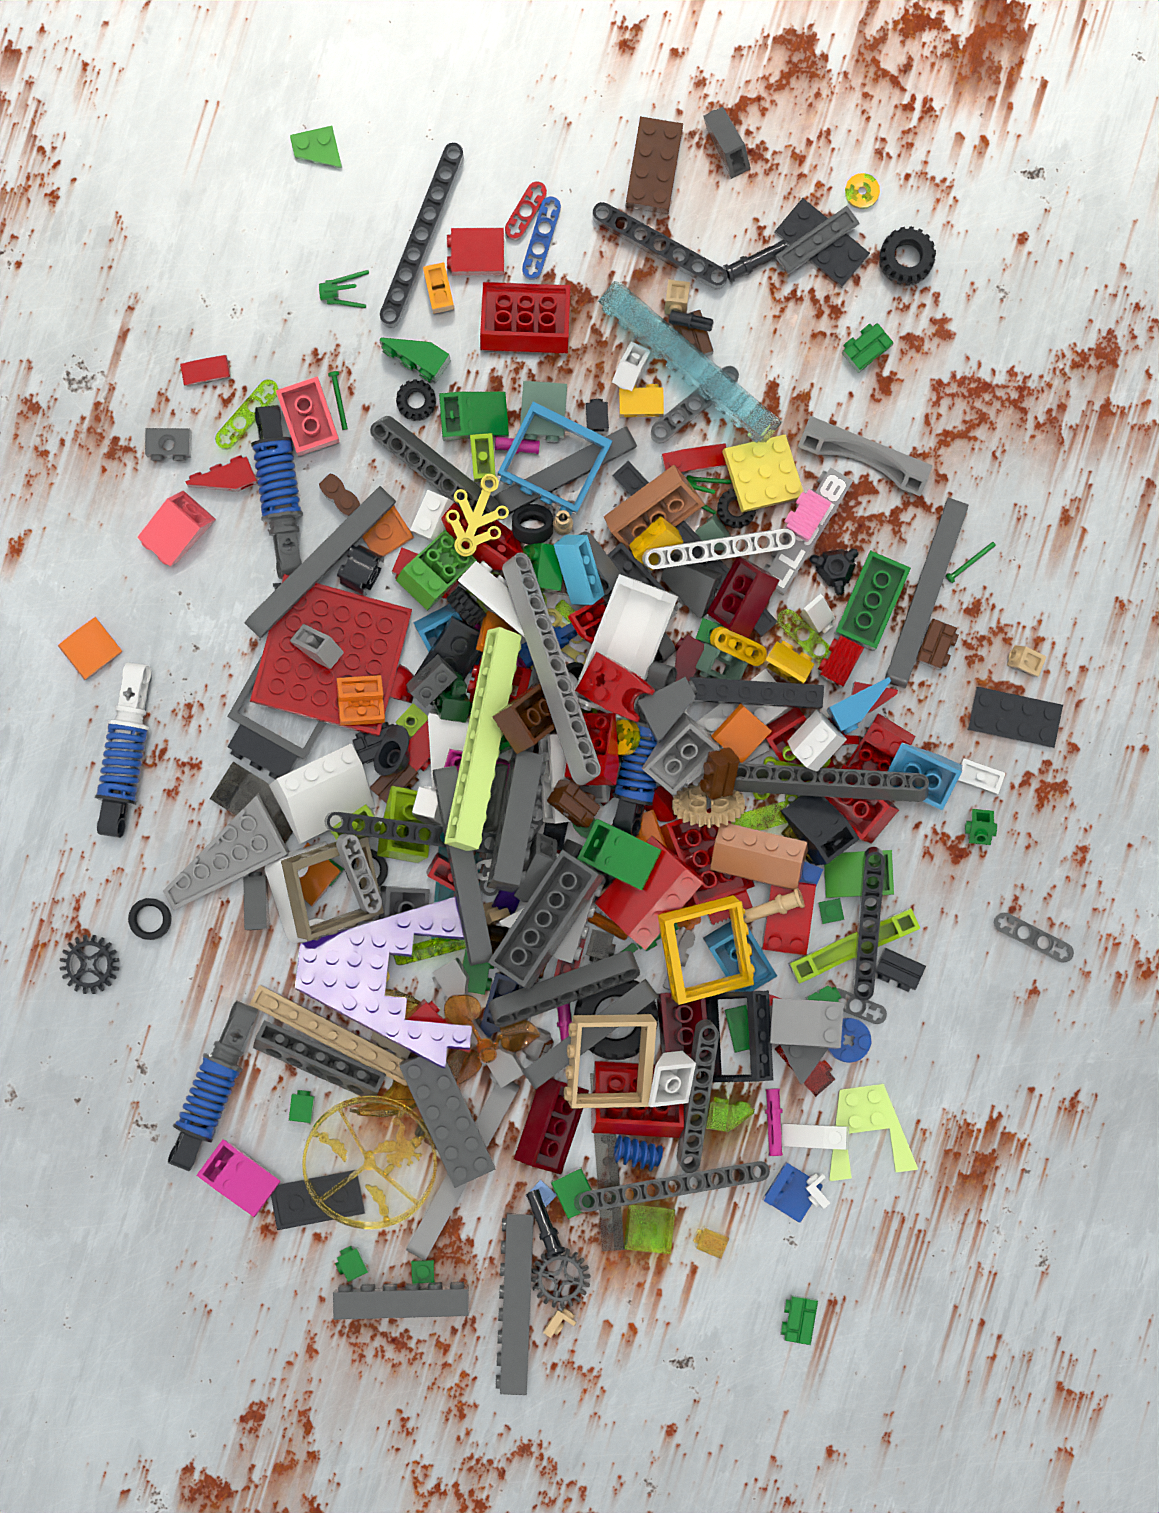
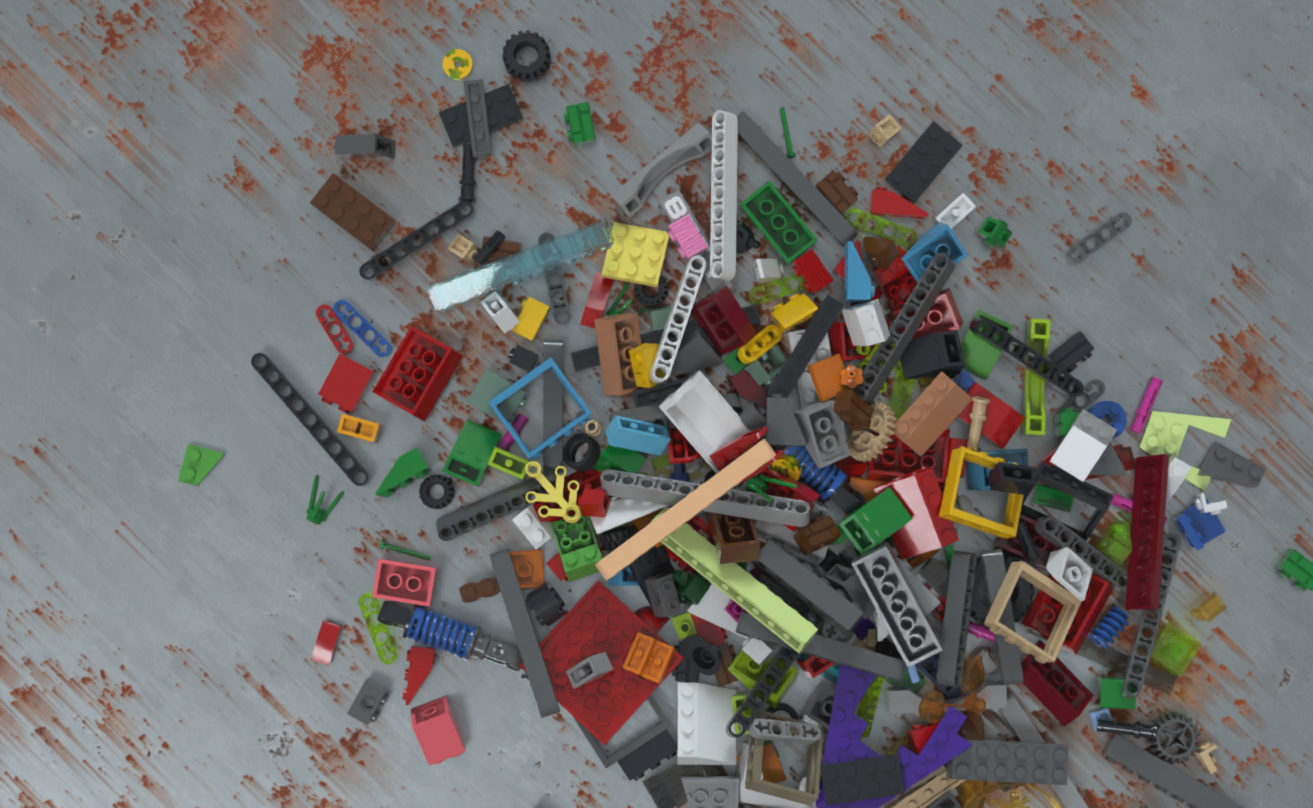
camera: 55 degrees left, 0 degrees up
(351, 976) = (862, 779): none -> black plate
(486, 974) = (912, 673): none -> light blue tile
(488, 562) = (594, 503): none -> red brick
(528, 653) = (685, 509): none -> light nougat beam
(592, 715) = (758, 485): none -> green plant
(680, 1020) = (1027, 542): none -> black pin
(735, 969) = (1012, 478): none -> black brick
(750, 758) = (851, 381): none -> orange plant
(754, 1138) = (1147, 533): none -> dark red plate
(831, 911) = (998, 381): green plate -> none
(868, 1189) = (1230, 466): none -> dark grey wing
(870, 529) = (723, 195): none -> white beam
(886, 1075) = (1144, 410): none -> dark pink pin
(897, 718) = (880, 251): none -> reddish brown slope
(928, 707) = (881, 224): none -> clear neon green beam
(953, 706) = (892, 205): none -> red slope

